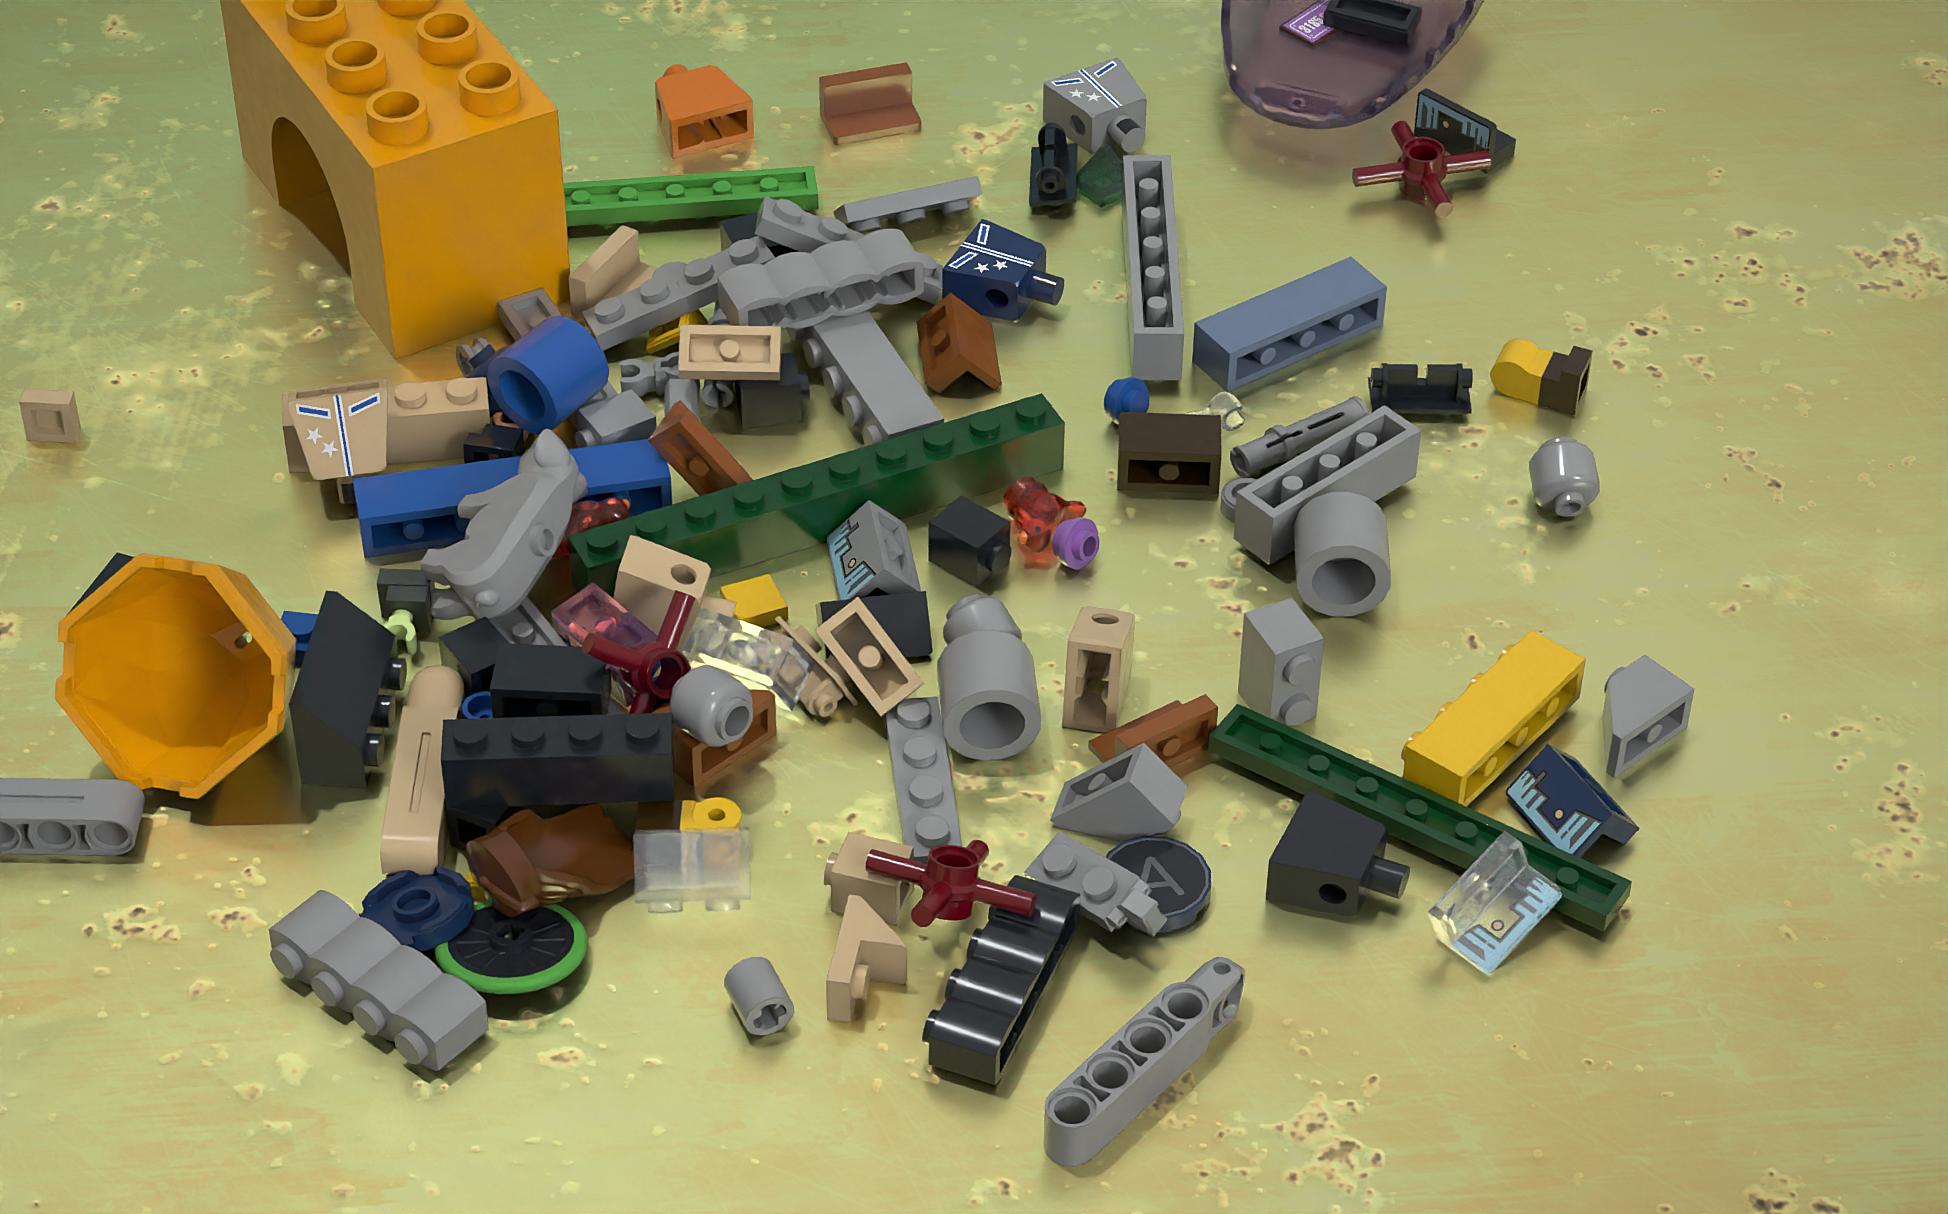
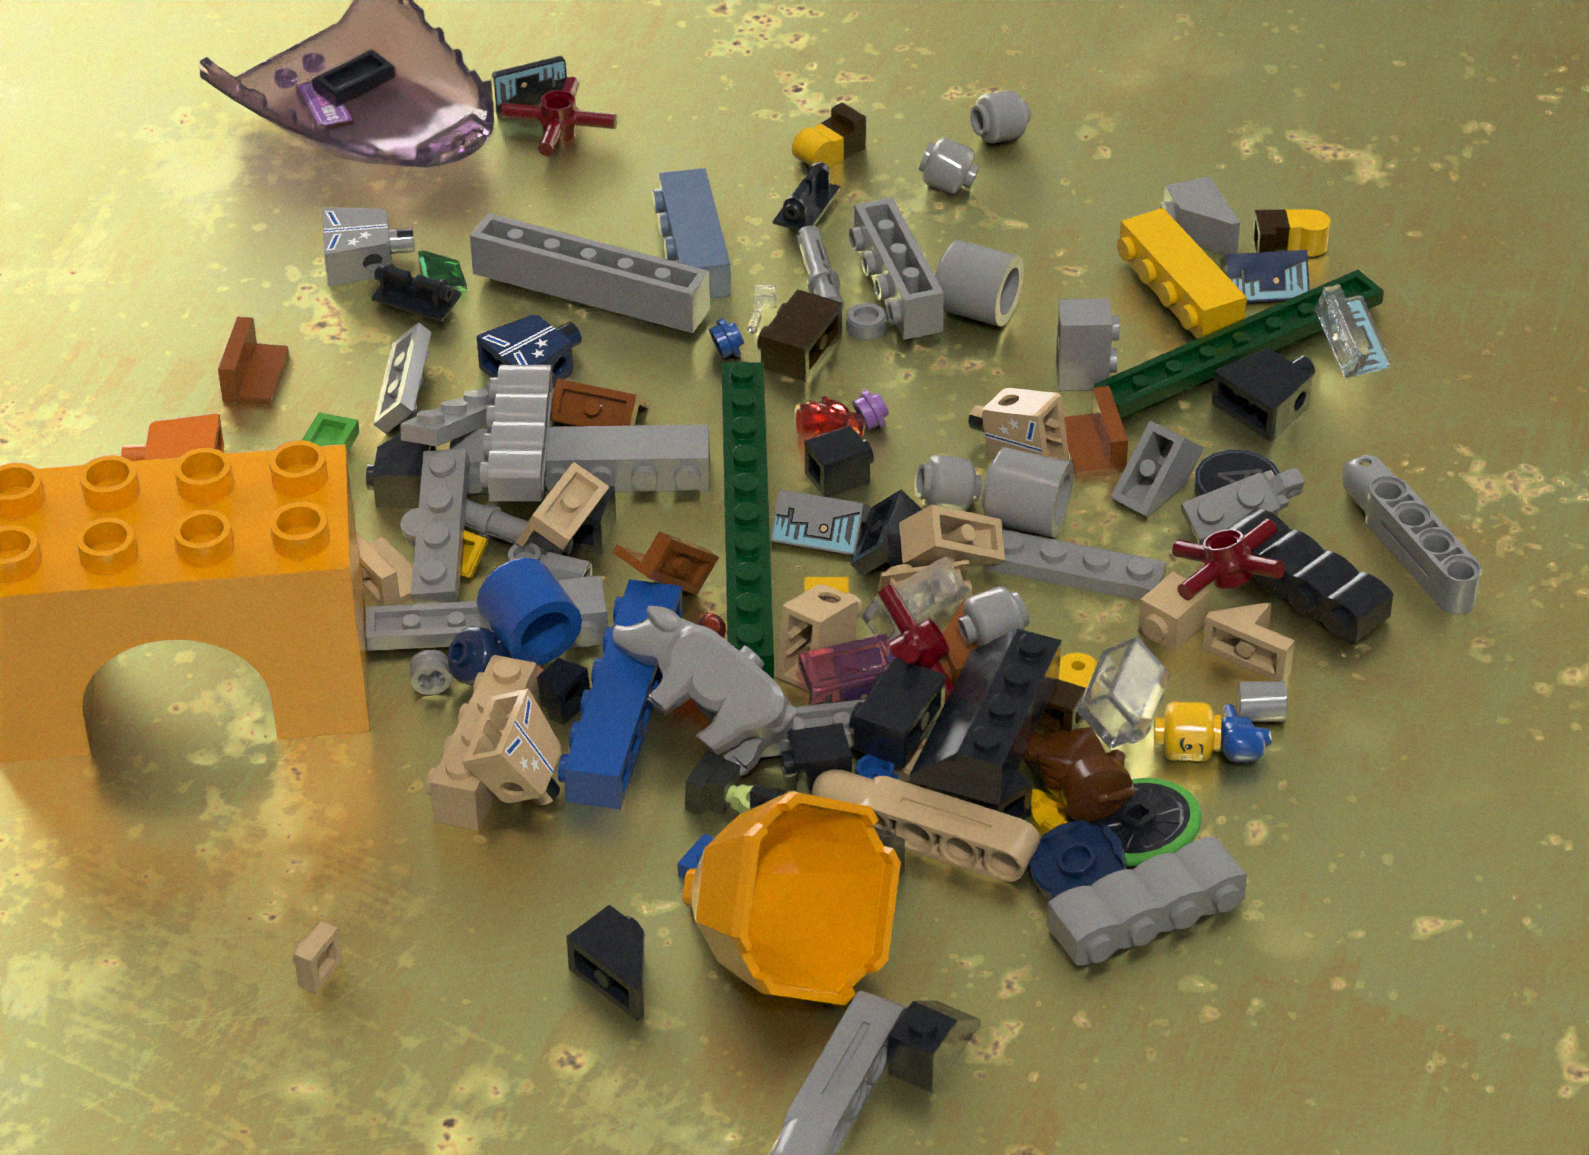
camera: 65 degrees left, 0 degrees up
(102, 863) = (928, 1042): none -> black slope
(674, 945) = (1188, 732): none -> yellow head
(687, 996) = (1240, 739): none -> blue piece
(1665, 801) = (1291, 231): none -> leg
(1691, 490) = (1000, 116): none -> light grey head

